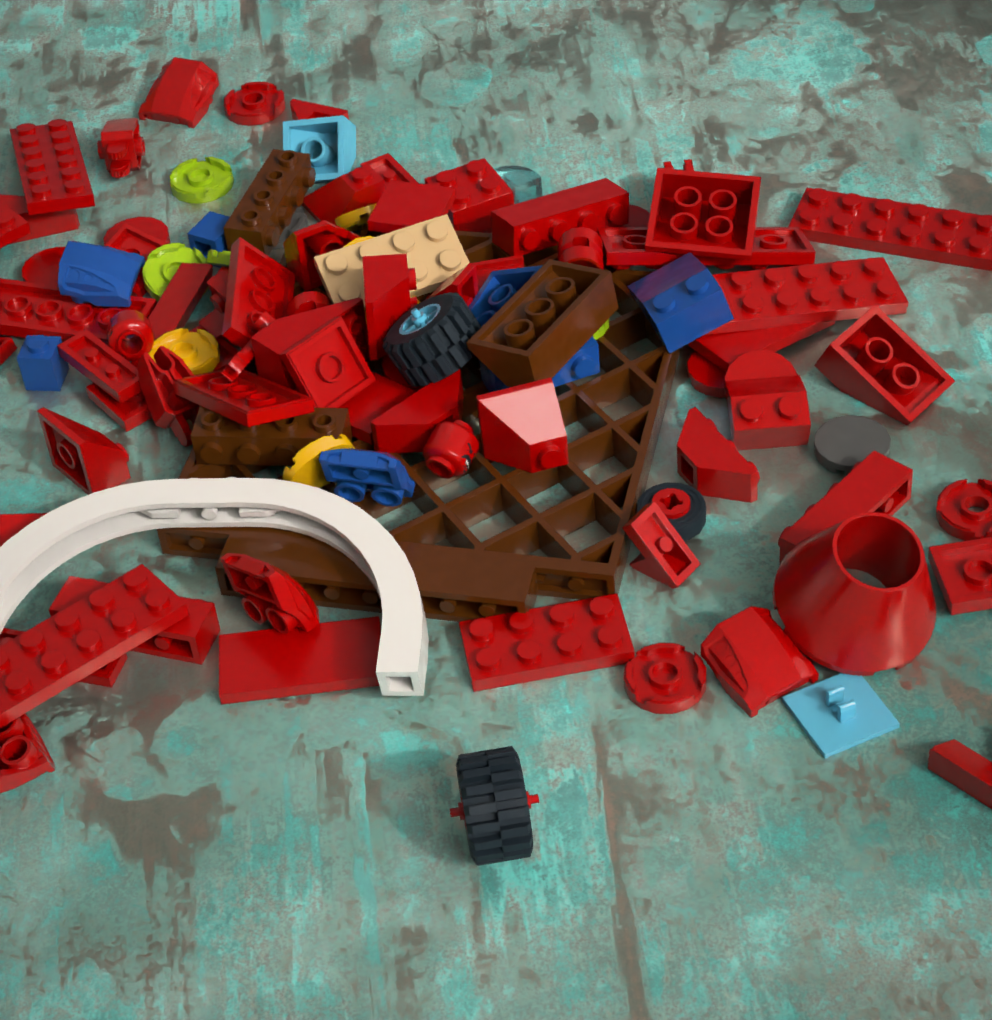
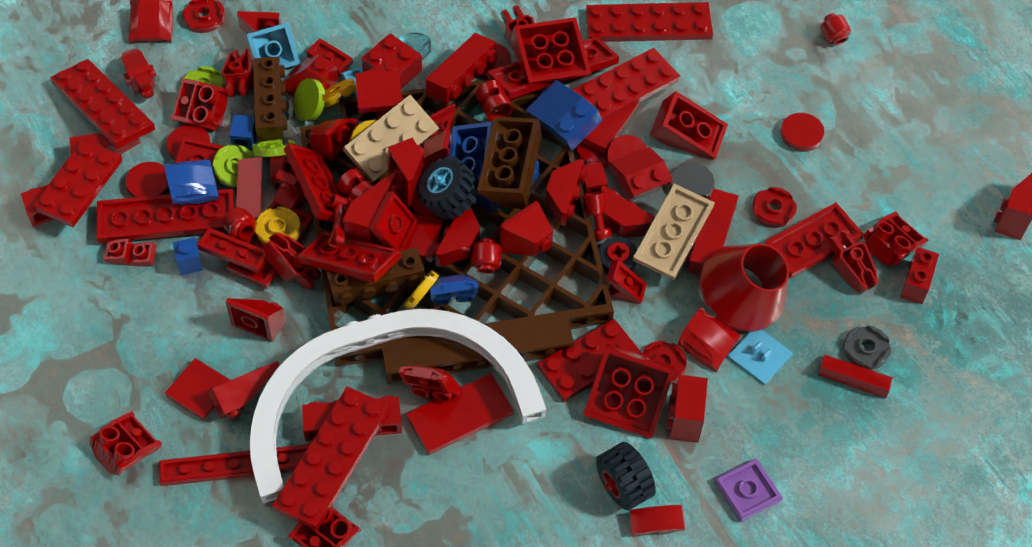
camera: 30 degrees left, 15 degrees up
(178, 194) = (200, 104): none -> red slope
(243, 167) = (238, 73): none -> red hinge
(327, 206) = (308, 100): none -> lime tile
(523, 894) = (657, 519): none -> red slope
(577, 692) = (629, 391): none -> red slope
(625, 390) = (564, 189): none -> red slope
(658, 742) = (687, 408): none -> red brick
(663, 428) = (596, 206): none -> red piece
(683, 395) = (594, 178): none -> red brick
(709, 904) = (748, 490): none -> medium lavender tile
(772, 490) = (673, 231): none -> tan plate

